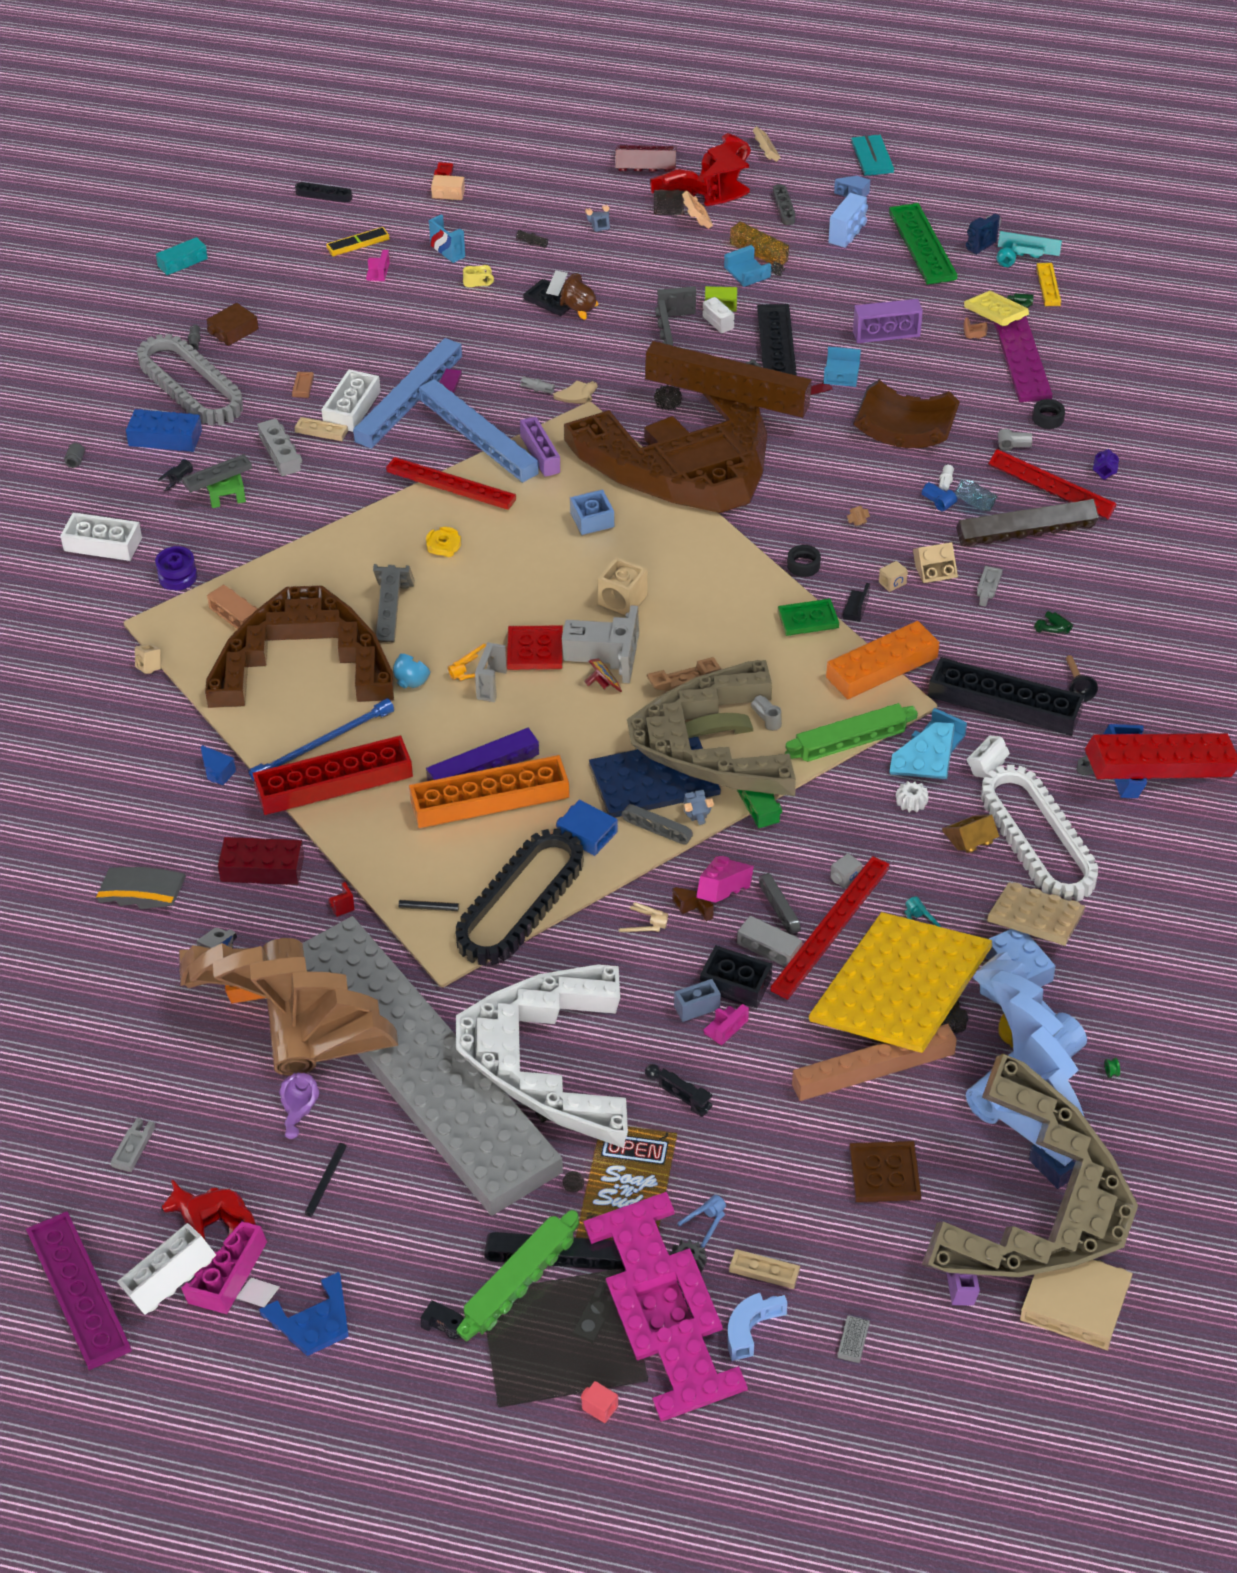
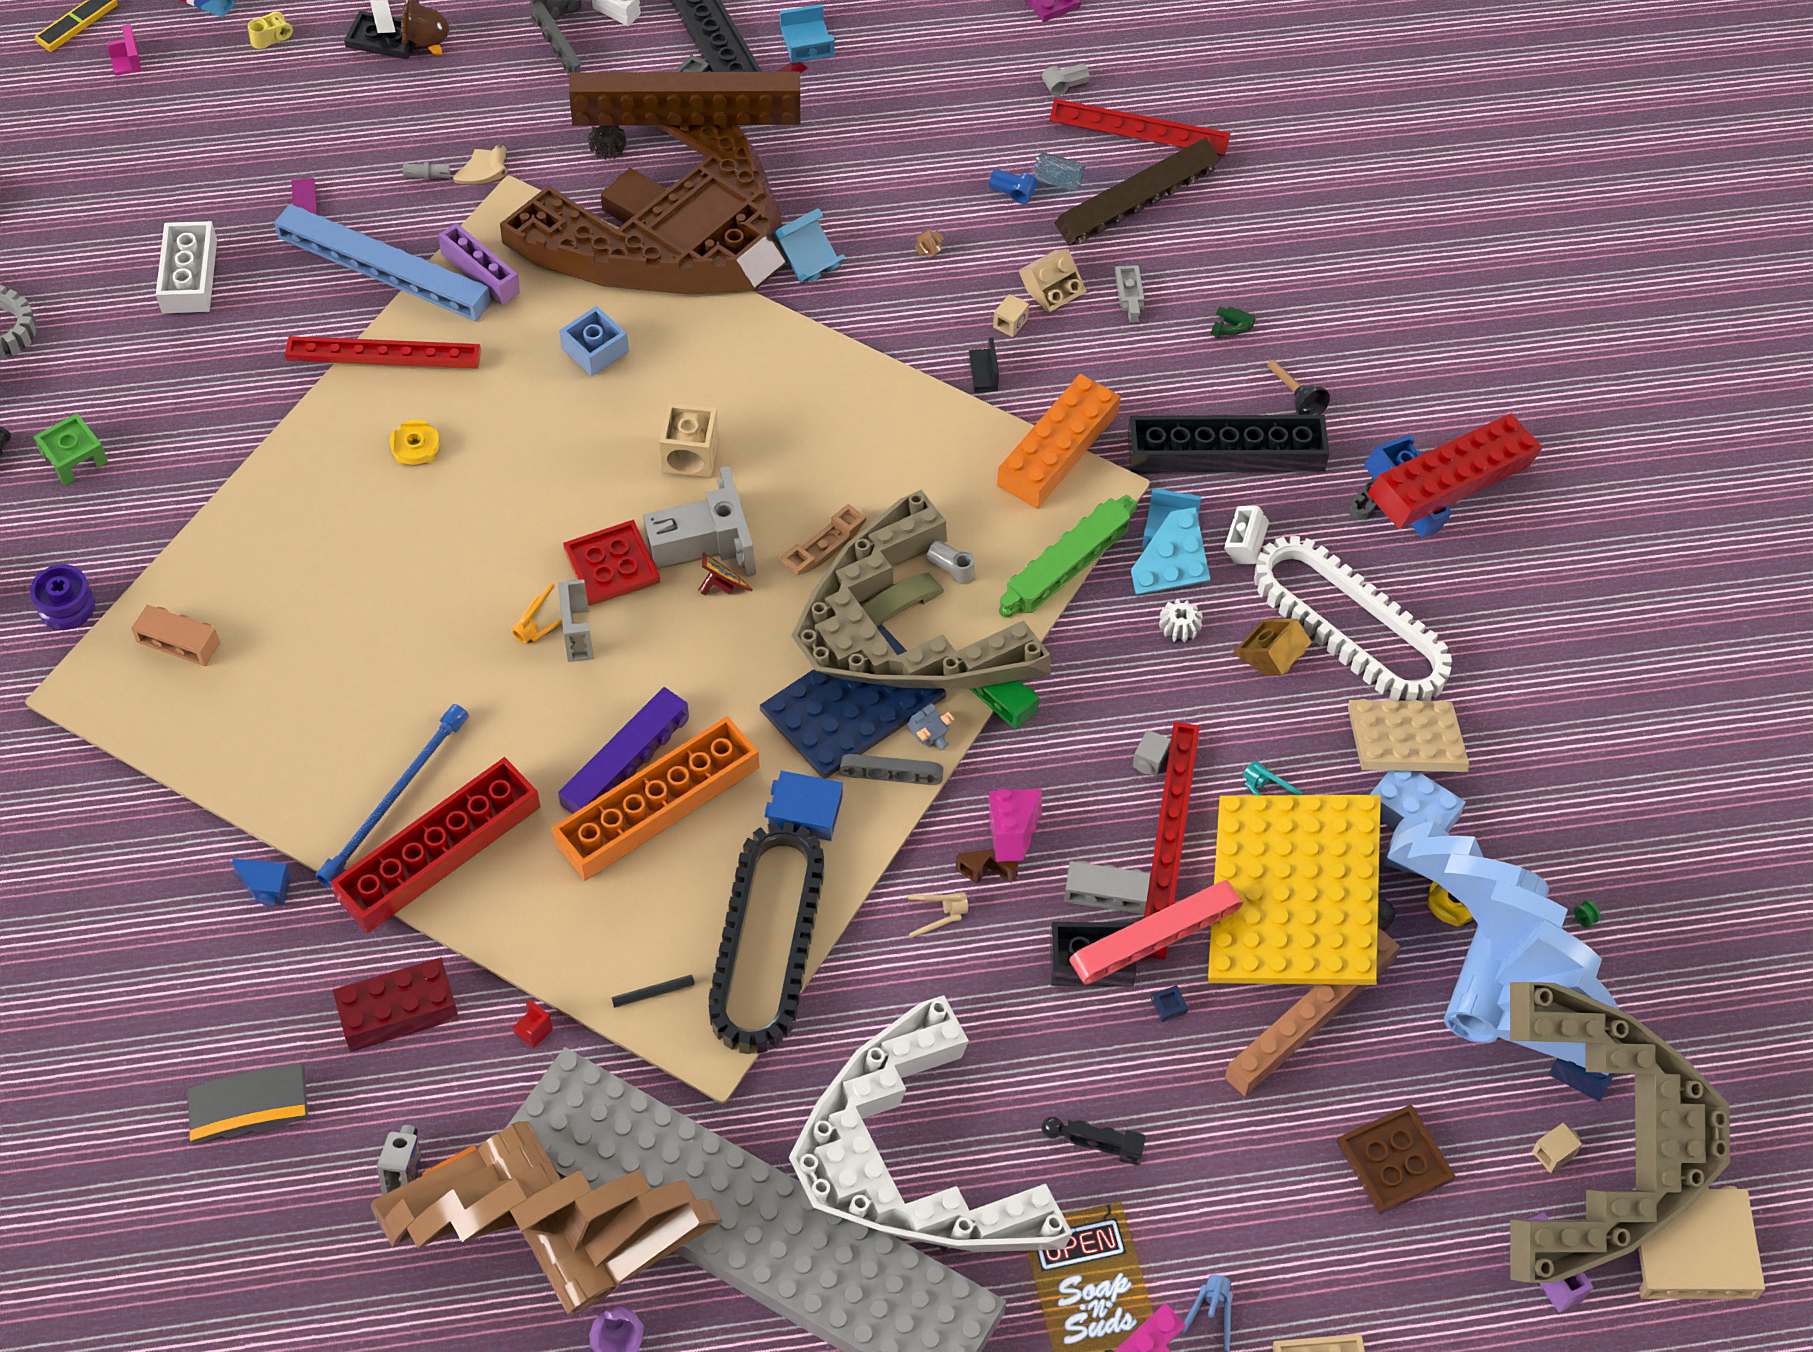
camera: 25 degrees left, 10 degrees up
(147, 658) = (89, 749): tan brick -> none
(217, 473) = (56, 437): dark grey plate -> none
(279, 447) = (118, 366): light grey brick -> none
(297, 615) = (282, 612): reddish brown piece -> none
(303, 384) = (103, 260): nougat tile -> none
(321, 429) = (163, 321): tan plate -> none
(391, 580) = (381, 526): dark grey bracket -> none
(406, 393) = (256, 233): medium blue brick -> none
(409, 672) = (466, 655): dark azure cylinder -> none
(573, 1181) = (1027, 1323): clear smoke plate -> none
(697, 1000) = (1061, 1005): sand blue brick -> none
(726, 1023) = (1106, 1022): dark pink panel -> none
(770, 494) = (807, 247): none -> dark azure panel
(775, 1025) = (1169, 1003): none -> dark blue plate
(779, 903) = (1092, 828): dark grey beam -> none
(783, 971) = (1155, 932): none -> coral beam
(803, 551) = (888, 340): black tyre -> none
(808, 617) = (937, 407): green plate -> none
(905, 420) = (923, 87): reddish brown panel -> none
(946, 477) = (1008, 155): white axle -> none
(1007, 1203) = (1557, 1147): none -> tan brick
(1048, 422) = (1090, 18): black tyre -> none
(1106, 463) = (1191, 81): dark purple brick -> none

